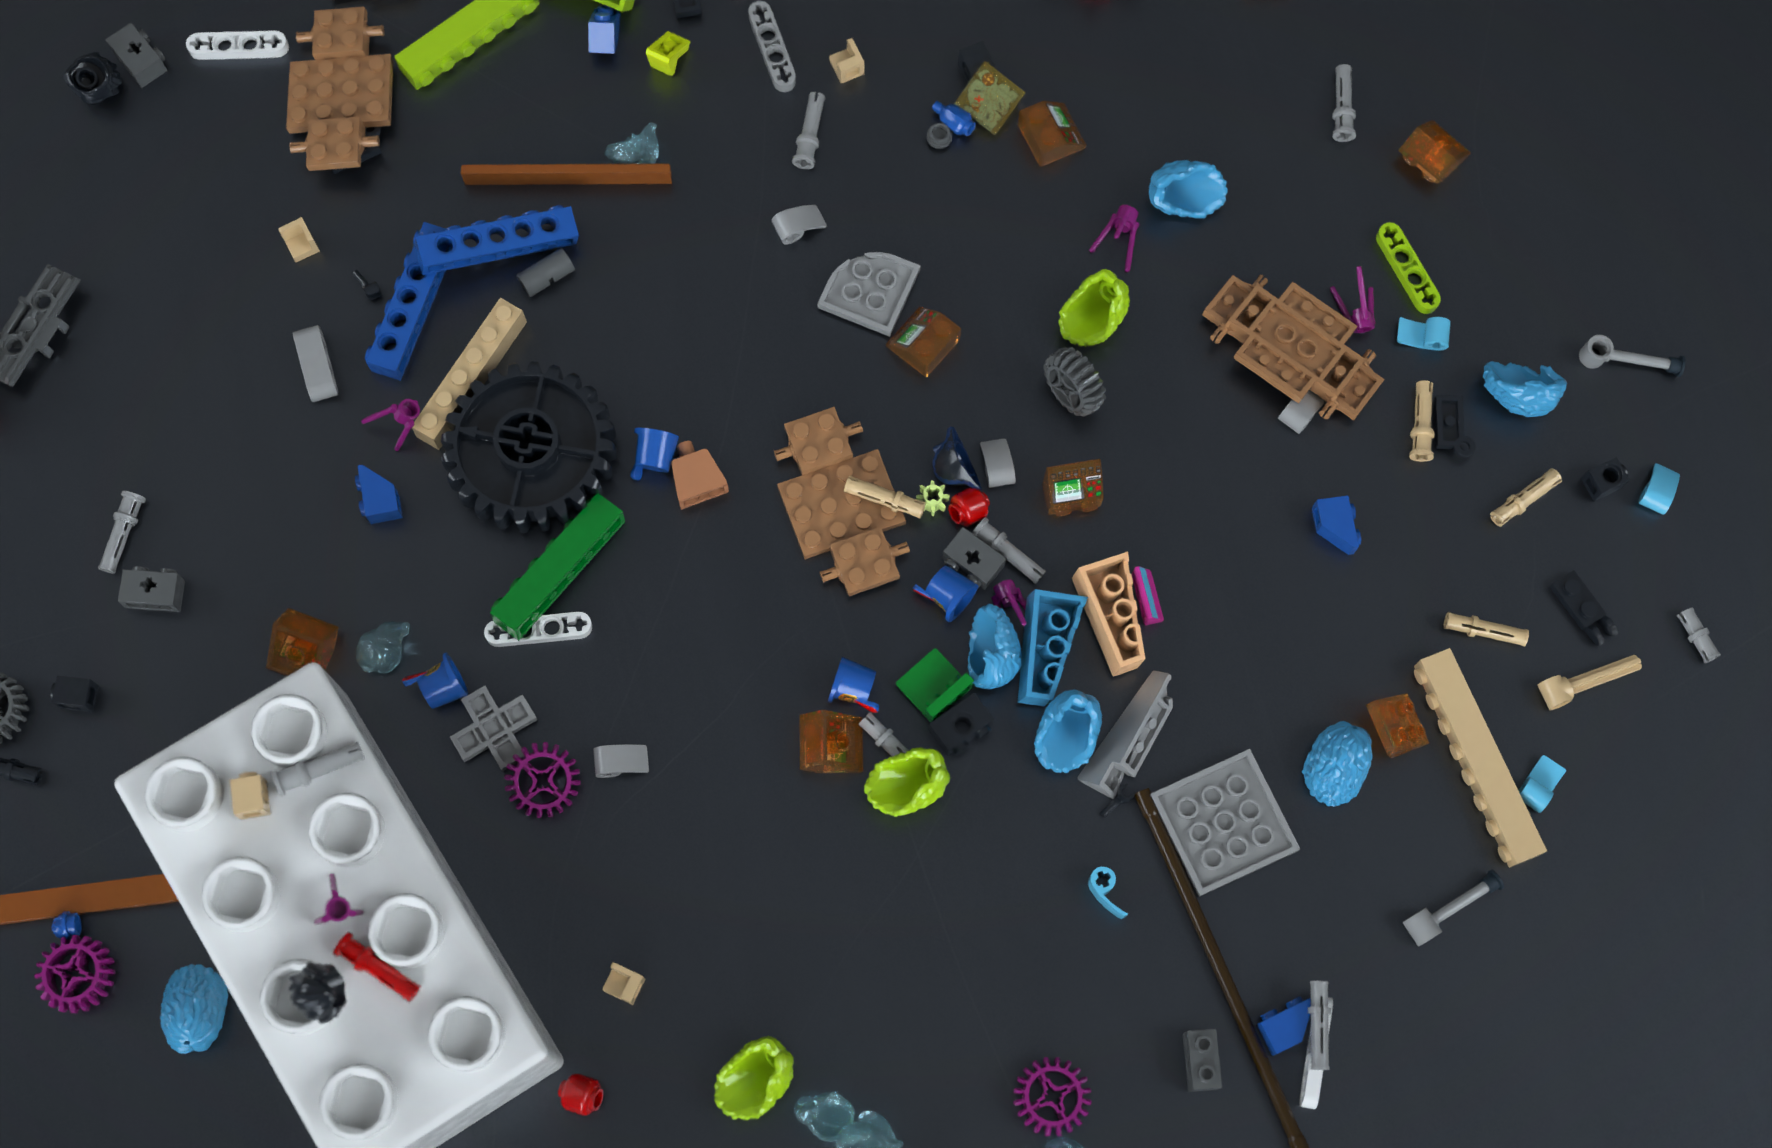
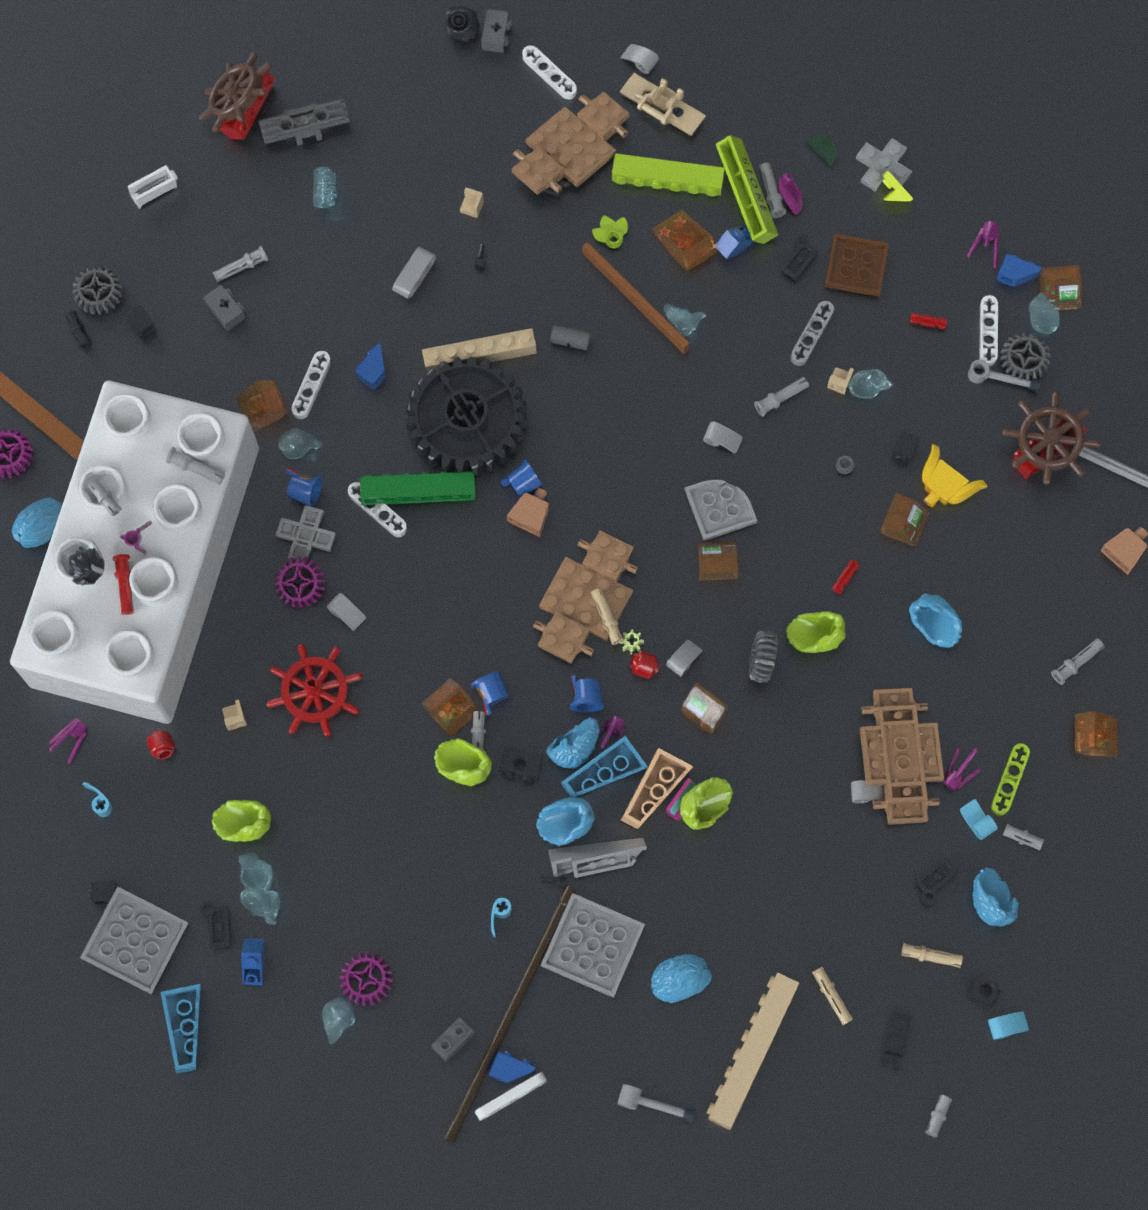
camera: 55 degrees right, 0 degrees up
(67, 925) = (26, 427): blue plate -> none
(126, 370) = (324, 187): none -> clear light blue piece
(250, 796) = (153, 448): tan brick -> none
(255, 899) = (104, 497): none -> light grey pin
(328, 577) = (309, 384): none -> white beam
(394, 362) = (488, 295): blue brick -> none
(403, 413) = (424, 339): magenta plant -> none
(468, 136) = (609, 230): none -> lime plate
(512, 245) = (551, 297): blue brick -> none
(554, 74) = (685, 240): none -> clear orange slope
(665, 52) = (755, 283): neon yellow slope -> none
(677, 870) = (314, 690): none -> red piece
(879, 38) = (868, 383): none -> clear light blue hair
(934, 685) = (530, 731): green bracket -> none
(952, 462) = (662, 635): hat -> none
(955, 118) = (861, 463): blue plant -> none
(968, 546) = (621, 702): dark grey brick -> none
(989, 97) = (890, 470): clear yellow tile -> none
(999, 542) = (639, 696): light grey pin -> none
(1048, 60) = (945, 483): none -> yellow torso
(1057, 236) = (845, 577): none -> red axle
(1123, 222) = (888, 603): magenta plant -> none
(1176, 575) = (706, 803): none -> lime hair
(1319, 1025) = (541, 1066): light grey pin -> none
(1335, 523) = (817, 863): blue slope -> none
(1397, 724) = (730, 991): clear orange plate -> none
(1422, 432) = (916, 867): tan pin -> none
(1478, 307) = (1023, 837): none -> light grey pin
(1540, 782) = (769, 1097): medium azure panel -> none
(1560, 691) = (832, 1063): tan axle -> none
(1607, 352) = (1091, 972): light grey piece -> none

